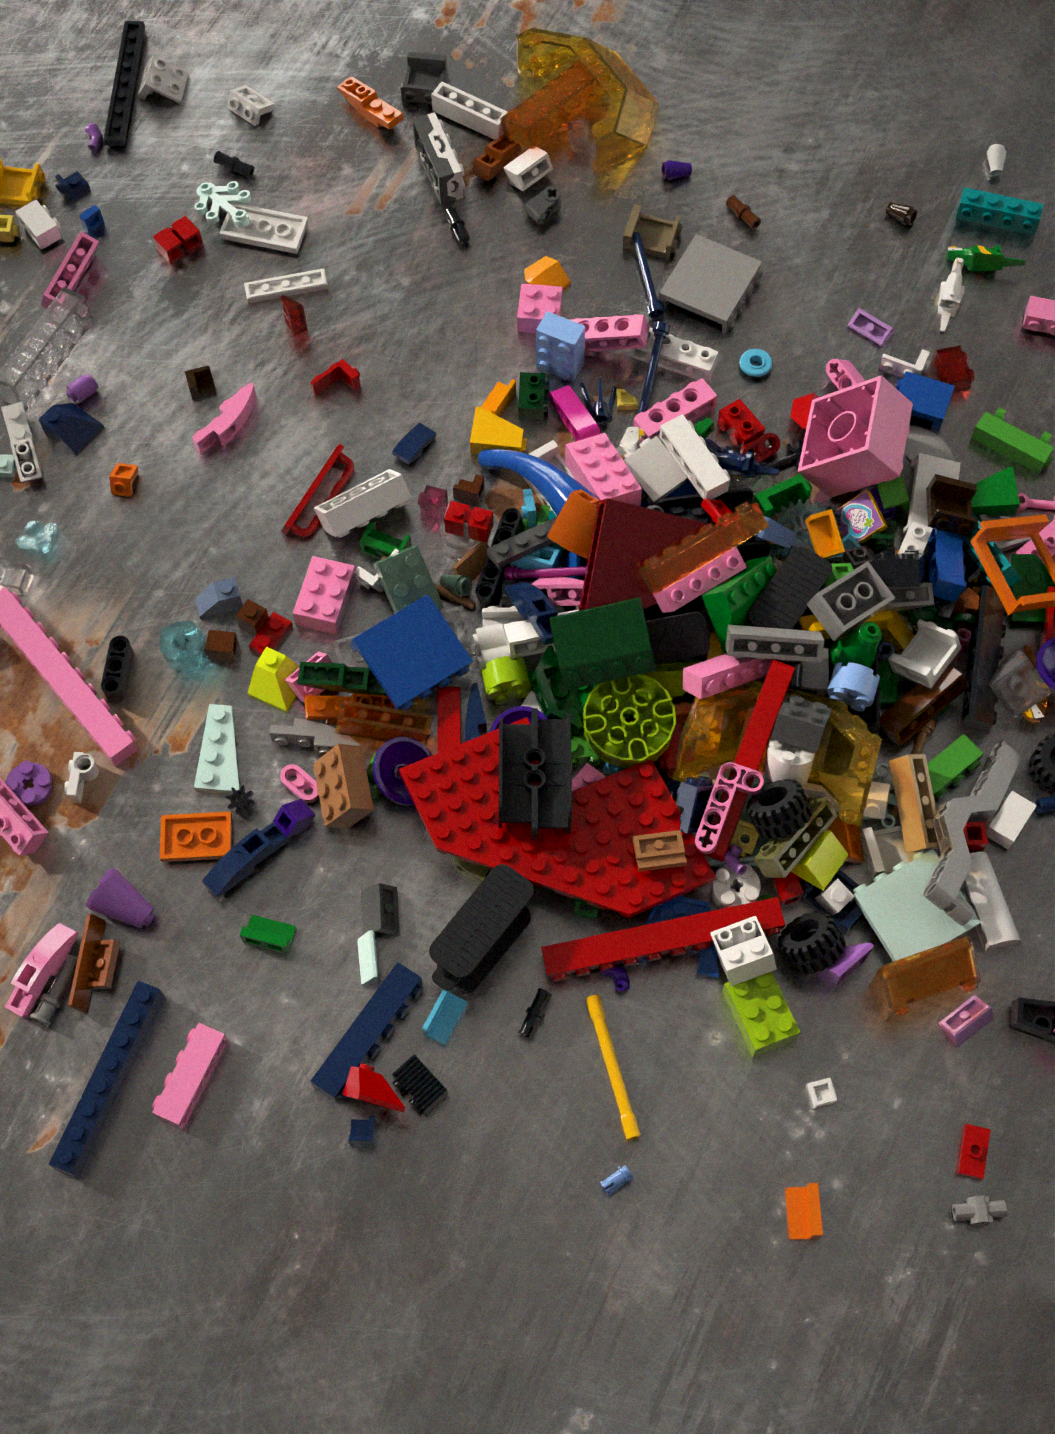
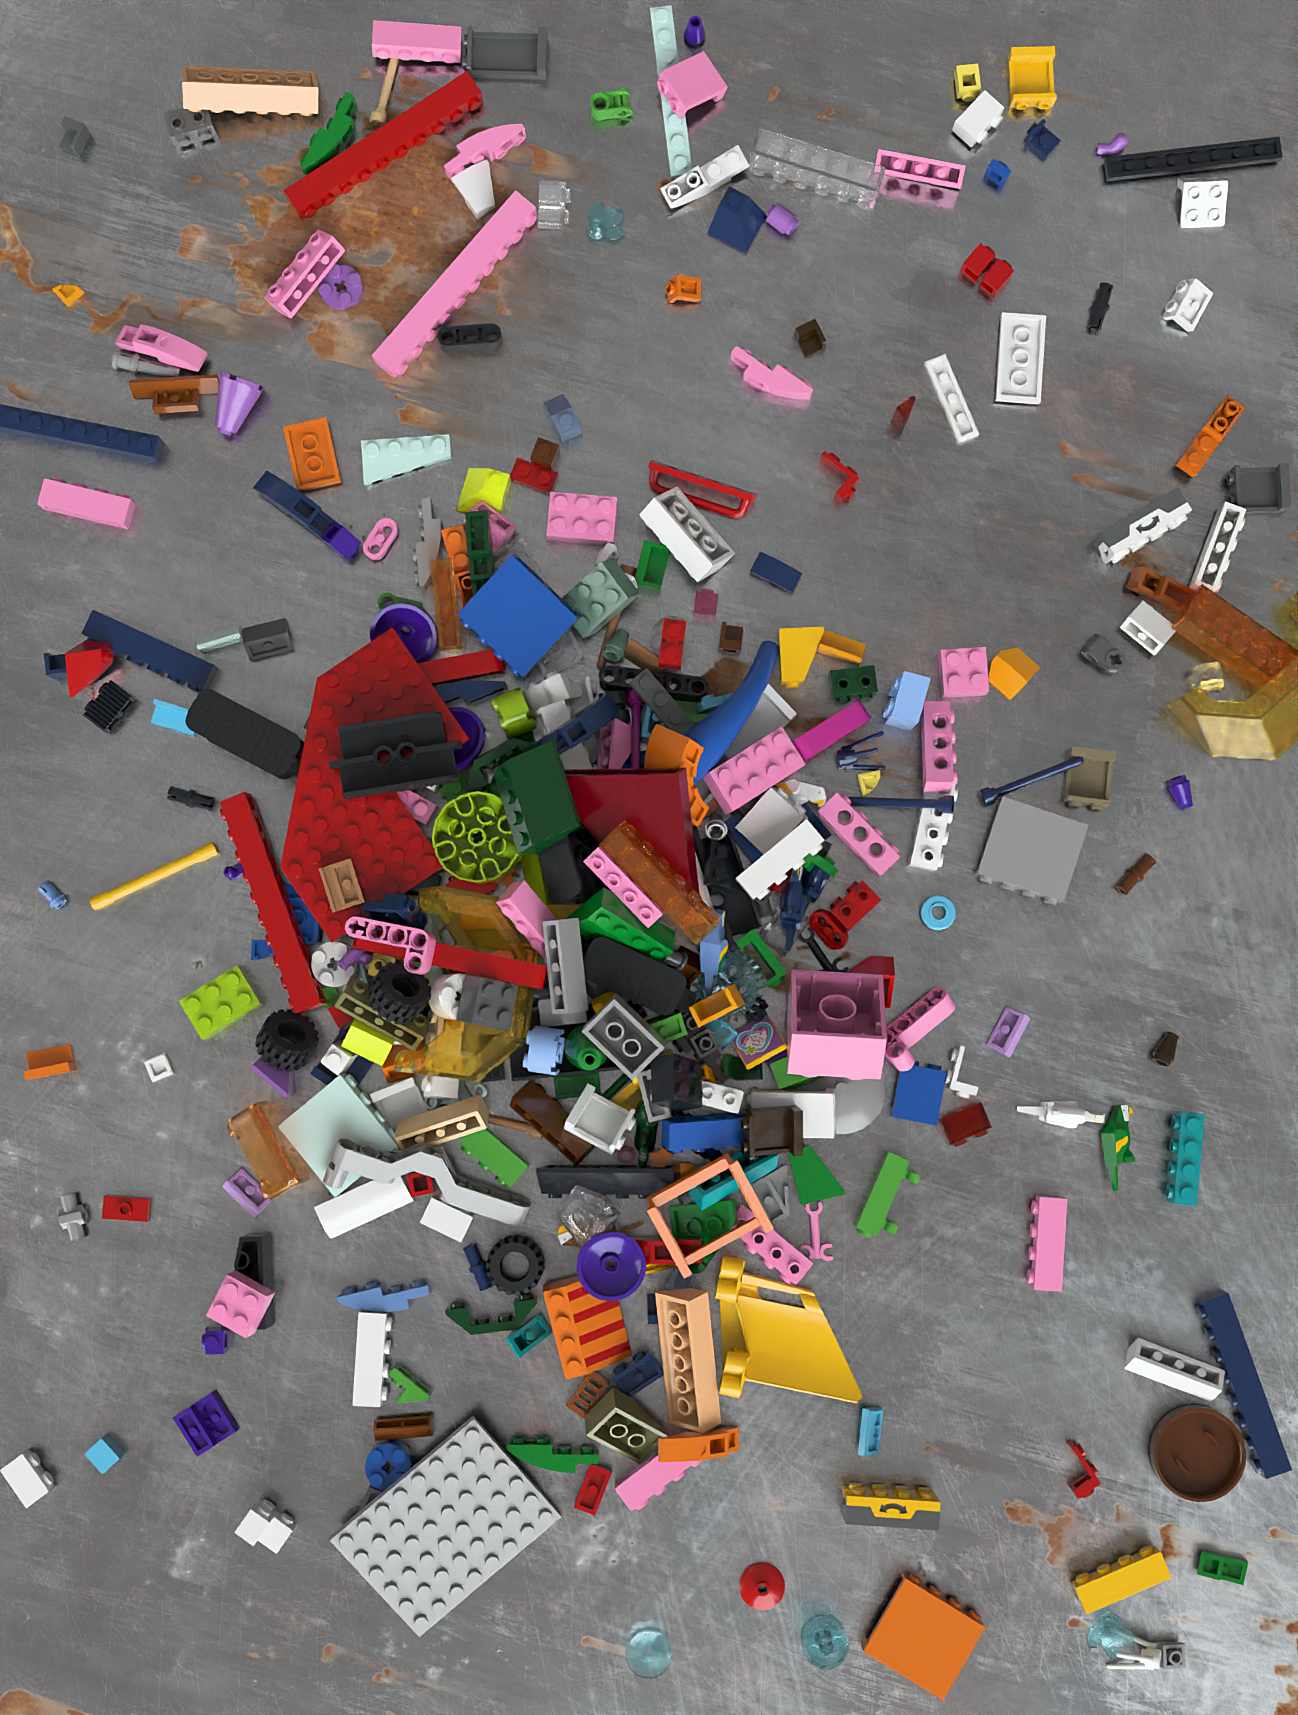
camera: 80 degrees right, 20 degrees up
(75, 785) = (344, 330): white plate -> none
(183, 646) = (502, 382): clear light blue brick -> none
(209, 191) = (1042, 303): light aqua plant -> none
(221, 645) = (511, 431): reddish brown panel -> none
(243, 805) = (348, 487): black gear -> none
(268, 934) = (229, 542): green panel -> none
(343, 786) = (375, 579): medium nougat brick -> none
(457, 225) = (1061, 564): black axle -> none
(715, 508) = (721, 893): red plate -> none
(743, 950) = (263, 976): white slope -> none
(891, 650) = (603, 1080): dark blue pin -> none
(996, 157) = (1261, 1150): white cone -> none

